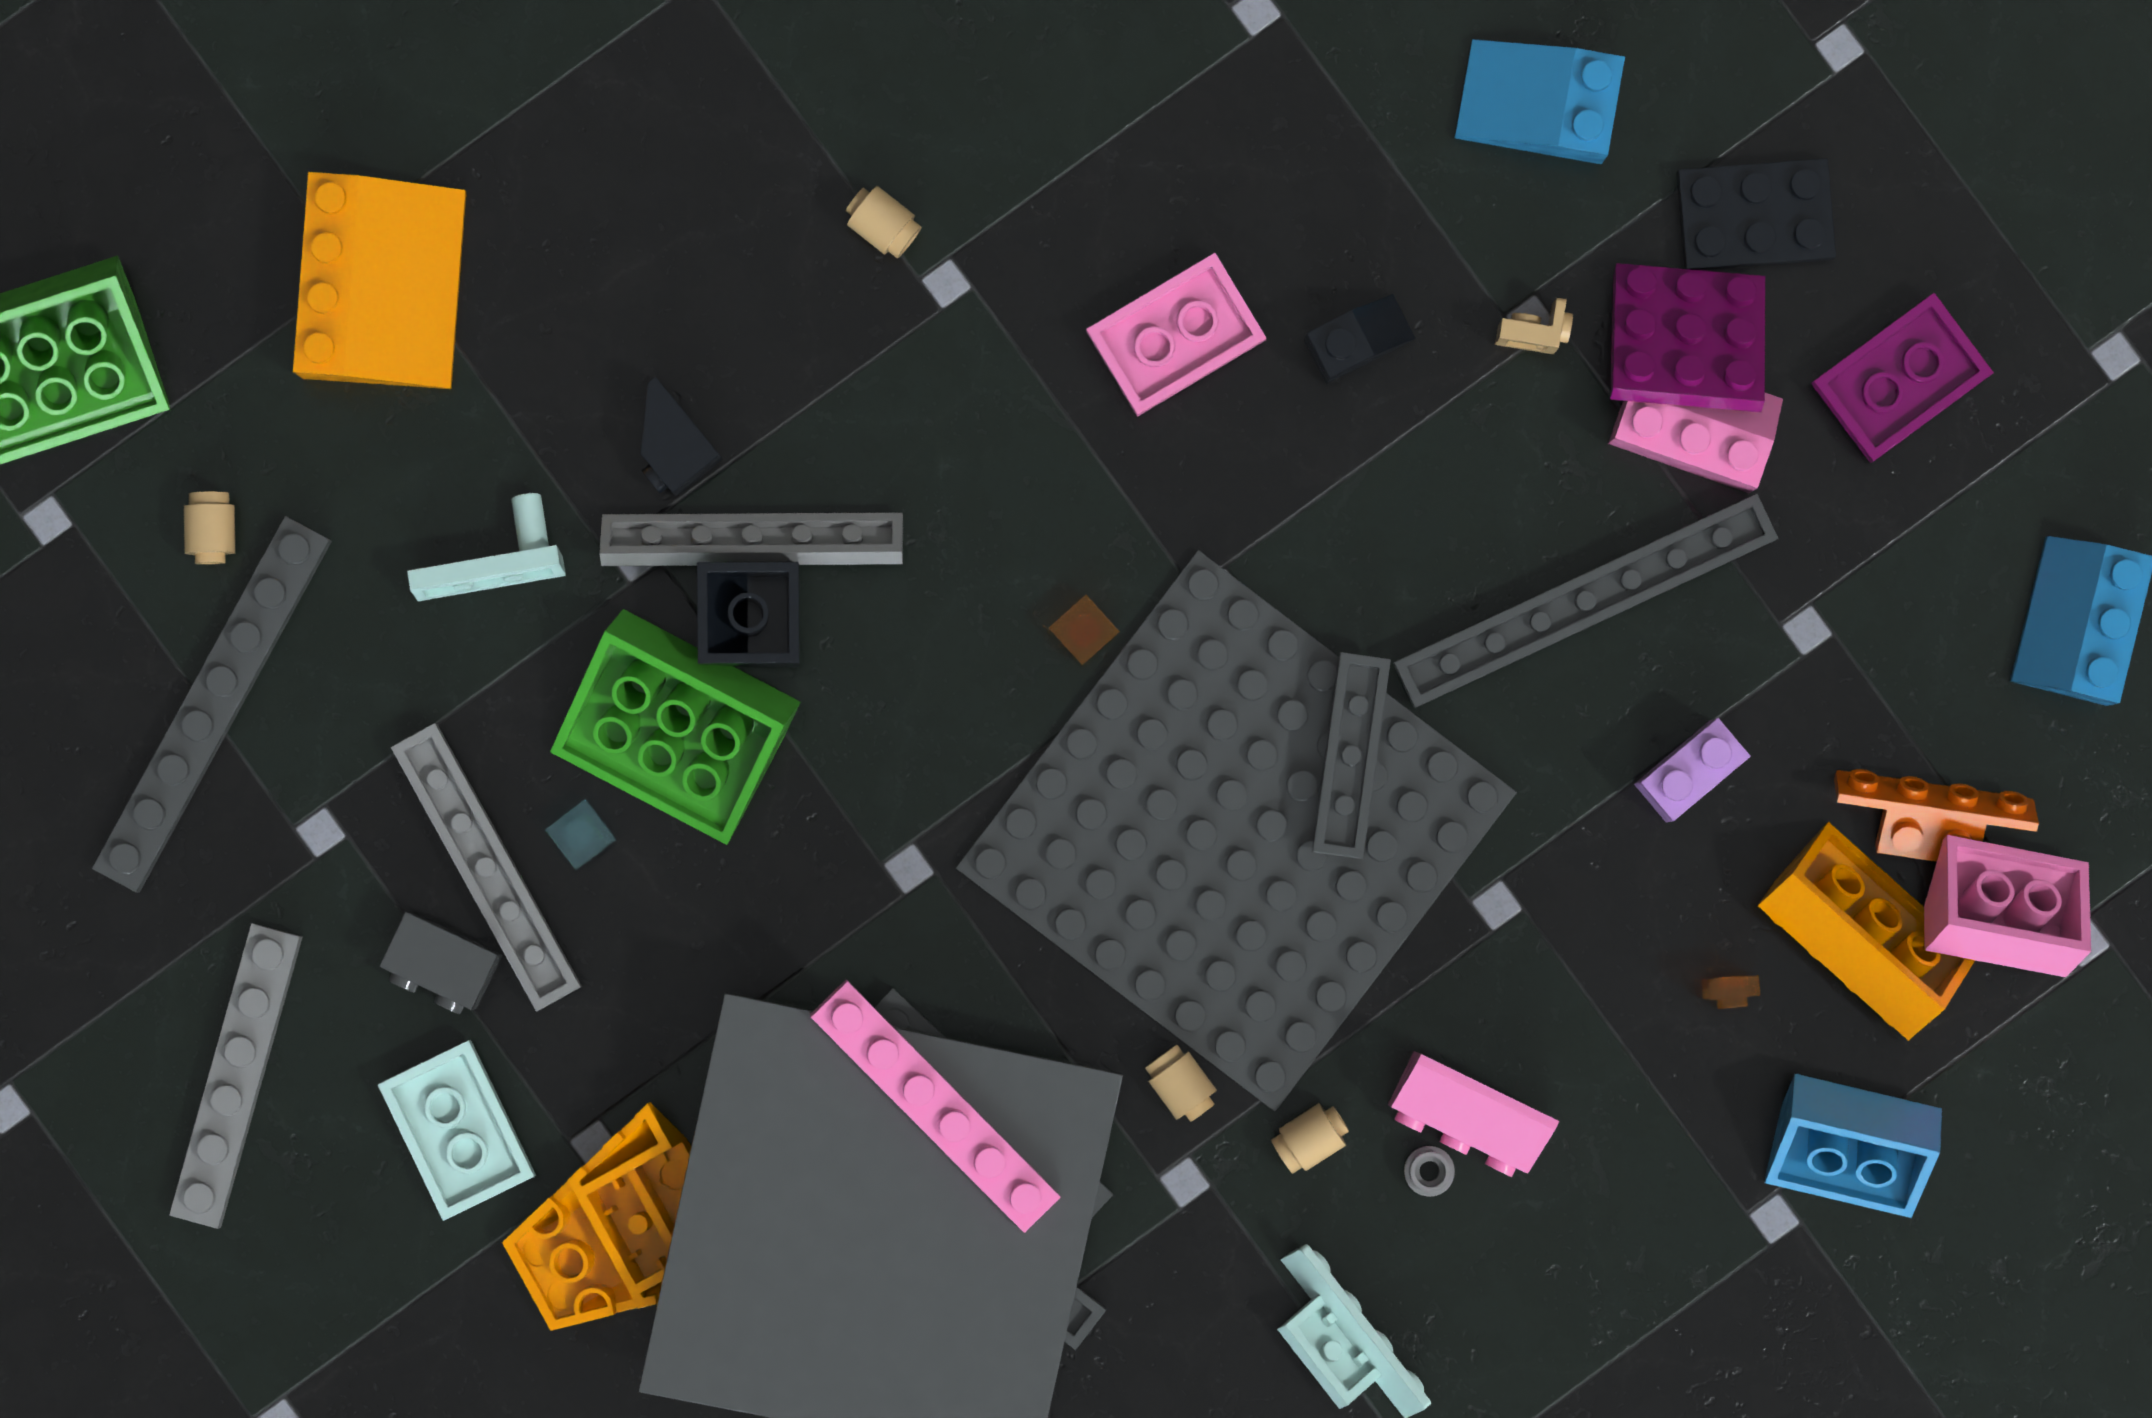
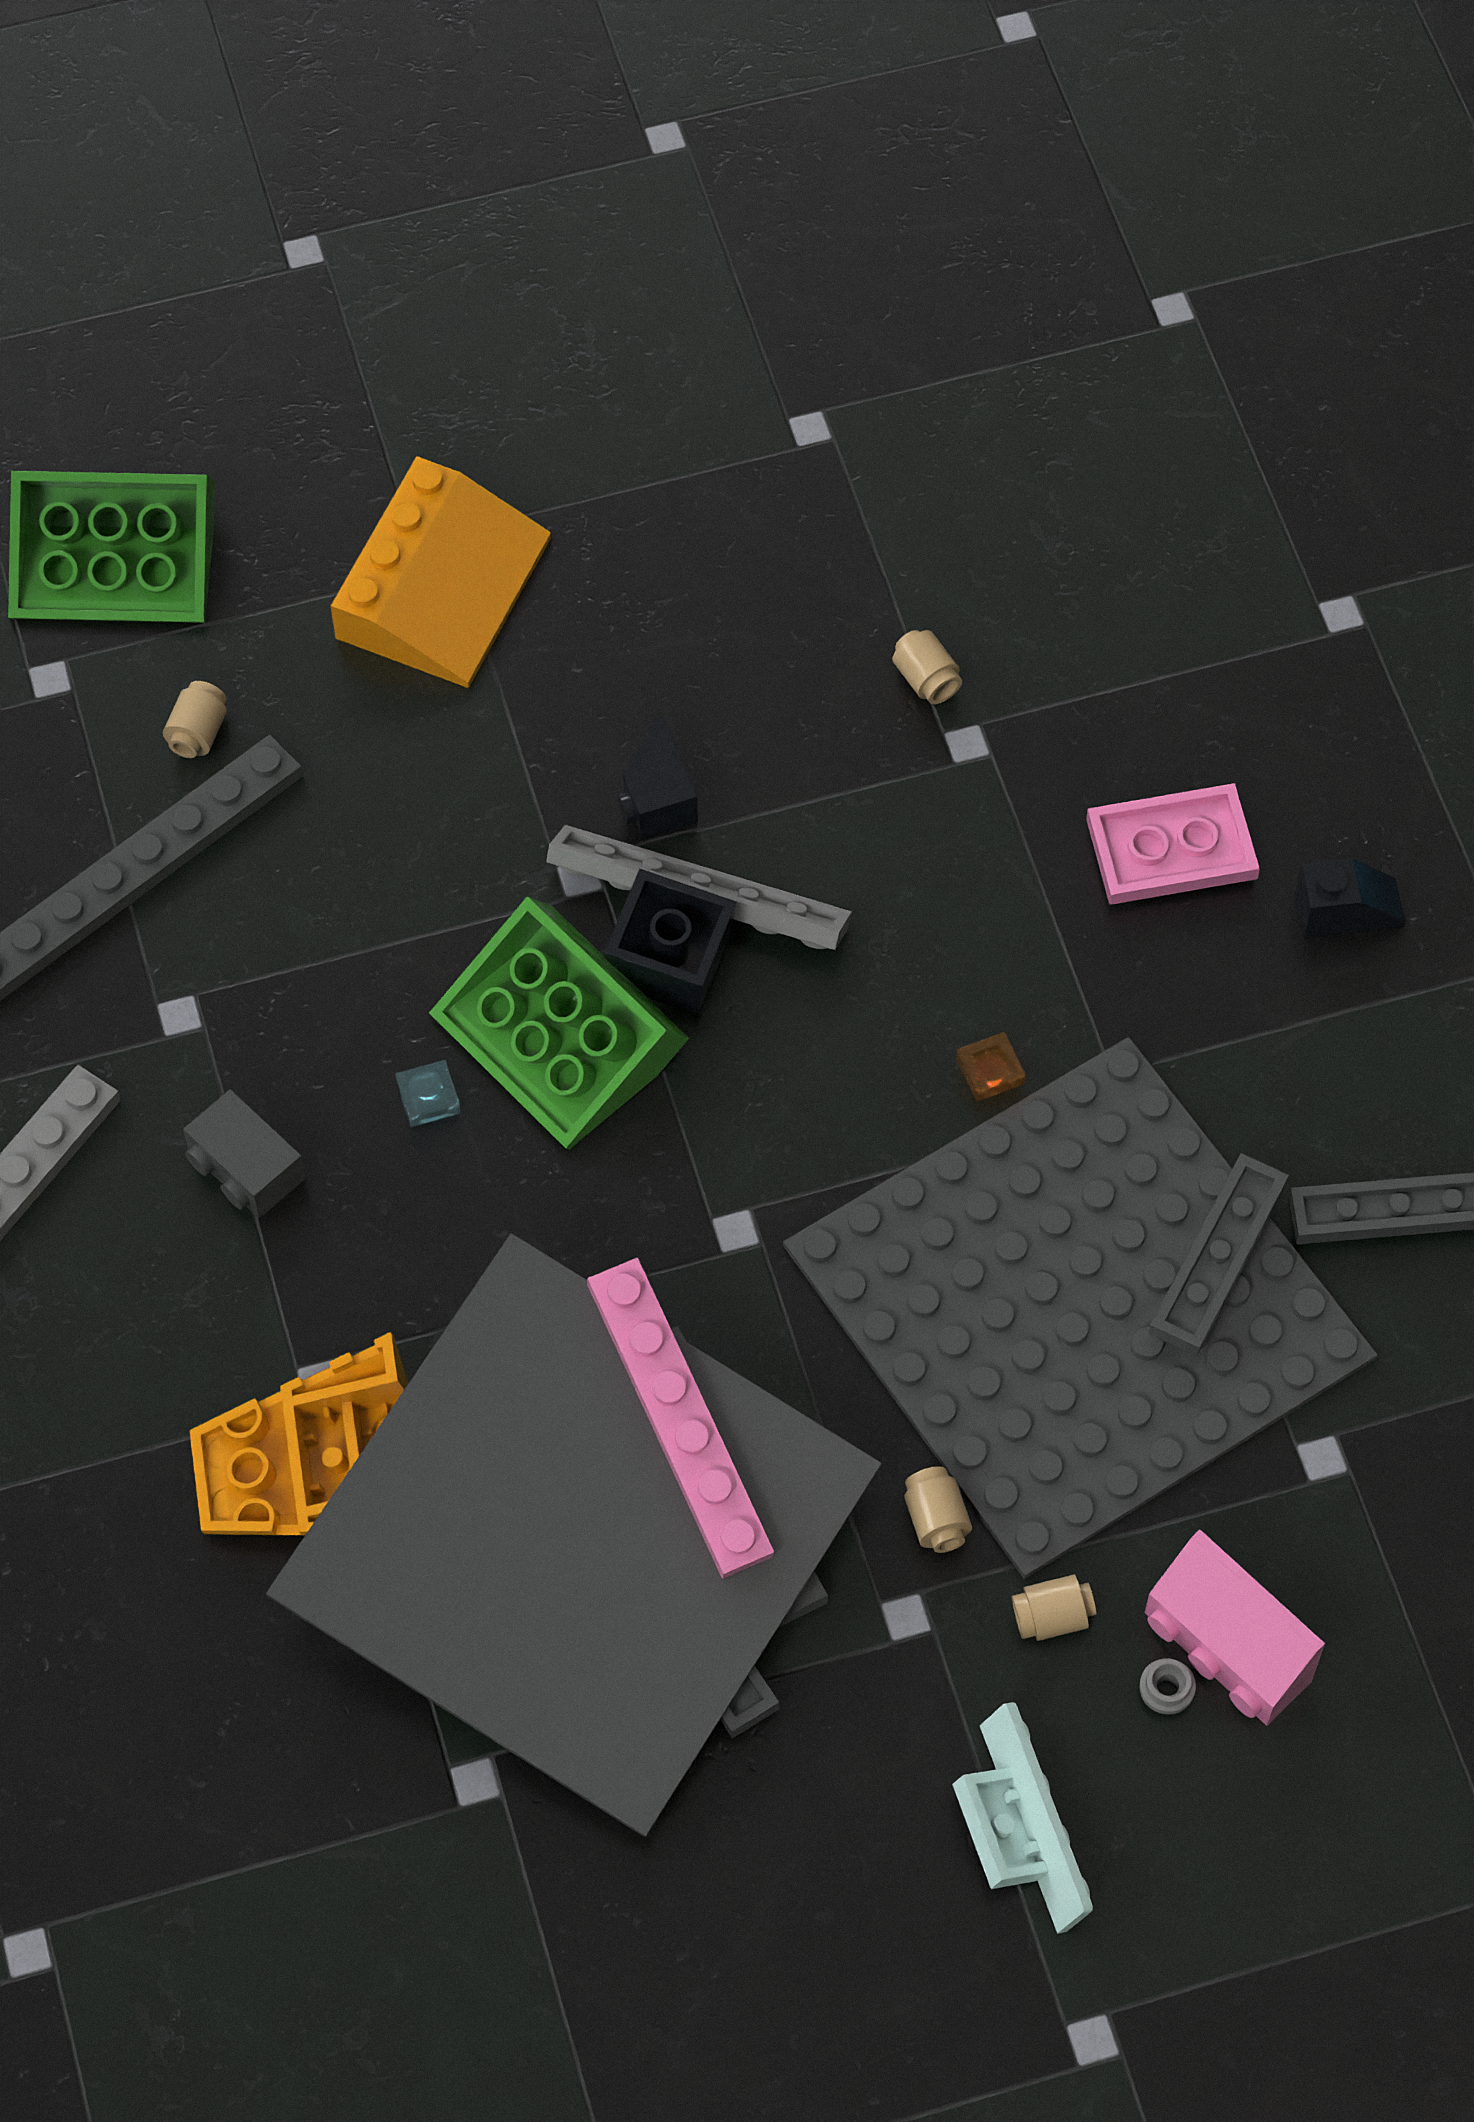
camera: 25 degrees right, 25 degrees down
(456, 1130) = (191, 1314): light aqua plate -> none
(486, 867) = (324, 1090): light grey plate -> none
(531, 563) = (443, 837): light aqua piece -> none

